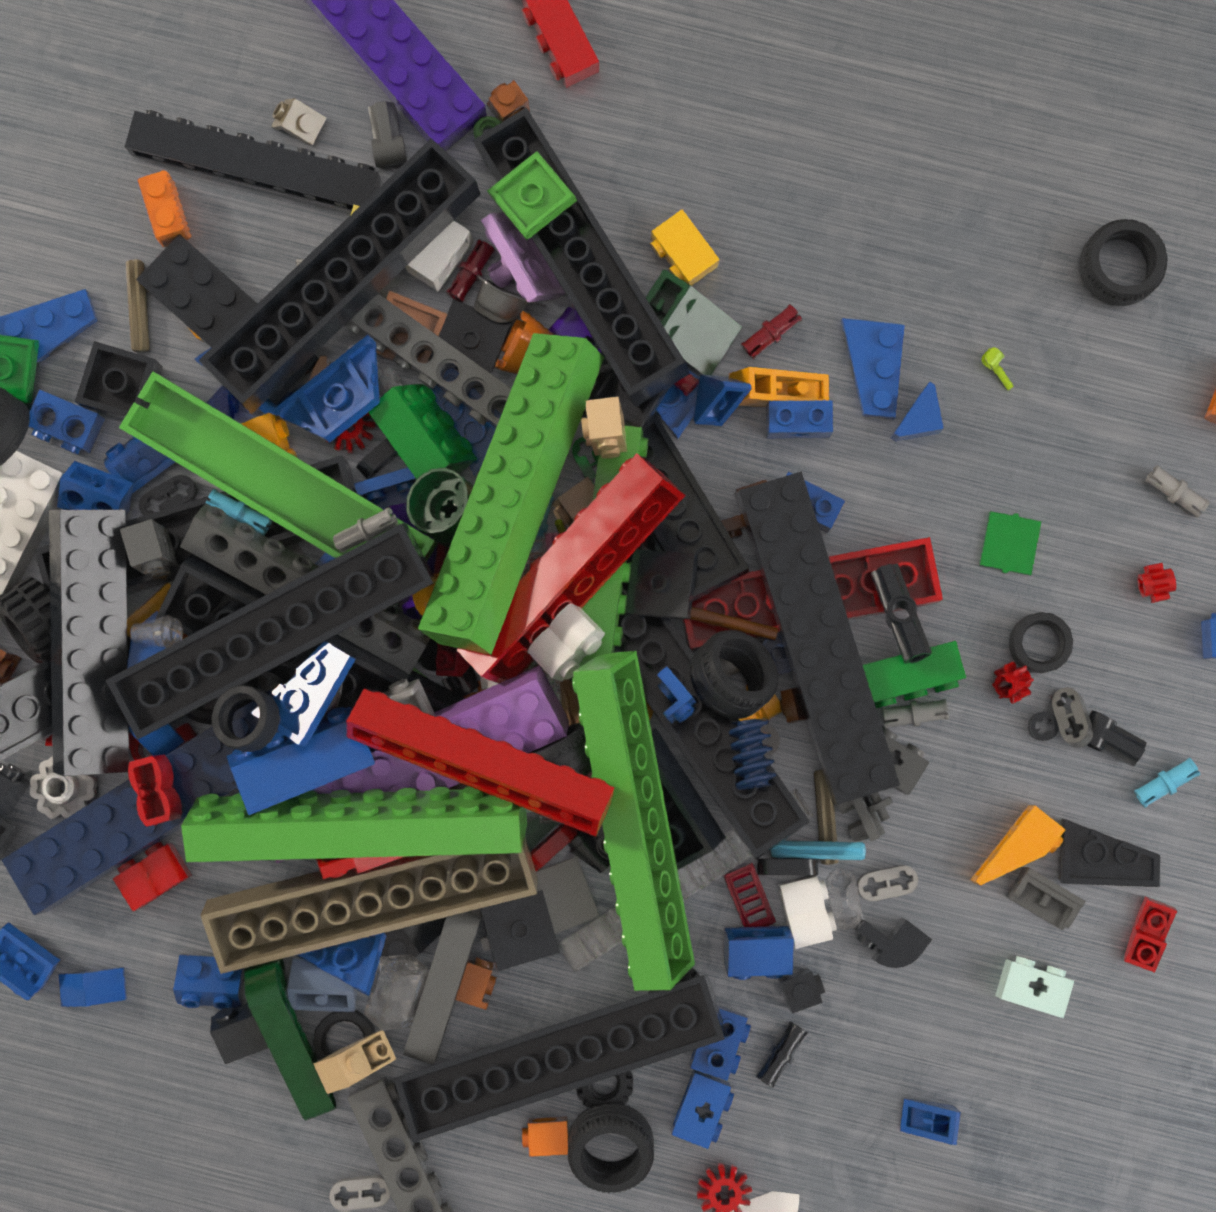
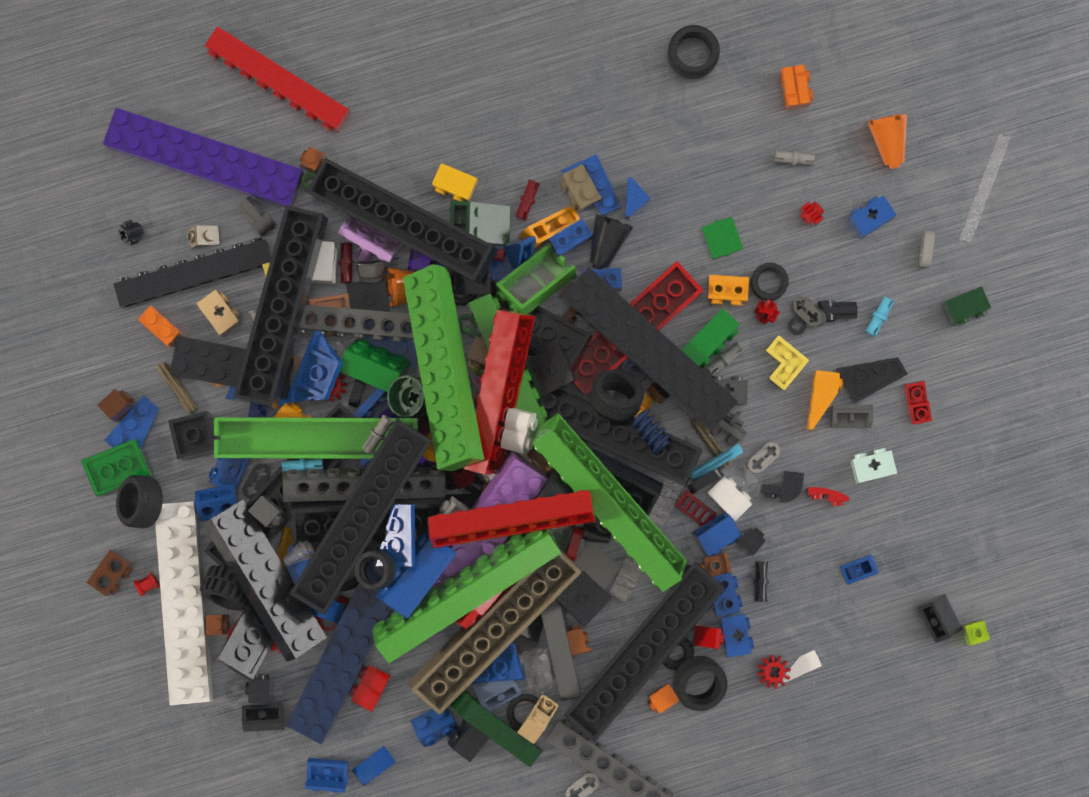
camera: 25 degrees left, 0 degrees up
(38, 279) = (116, 405): none -> reddish brown brick
(52, 800) = (294, 680): white plant -> none
(66, 417) = (175, 469): blue brick -> none
(153, 782) = (344, 633): red brick -> none
(201, 56) = (130, 232): none -> black gear
(247, 221) = (210, 305): none -> tan brick
(532, 195) = (357, 204): bright green tile -> none
(605, 427) = (471, 305): tan brick -> none
(661, 1089) = (707, 637): none -> red slope
(675, 691) = (590, 422): blue bracket -> none
(715, 448) = (535, 281): none -> door
(733, 623) = (600, 368): reddish brown bar -> none
(745, 993) = (722, 559): none -> dark orange brick
(848, 452) = (607, 240): none -> black cone
(853, 357) = (580, 188): none -> dark tan bracket
(908, 631) = (694, 318): black piece -> none
(954, 997) = (832, 496): none -> red slope
(975, 619) = (727, 289): none -> light orange brick
(991, 361) = (654, 146): lime hand -> none
(1005, 769) = (791, 362): none -> light yellow plate

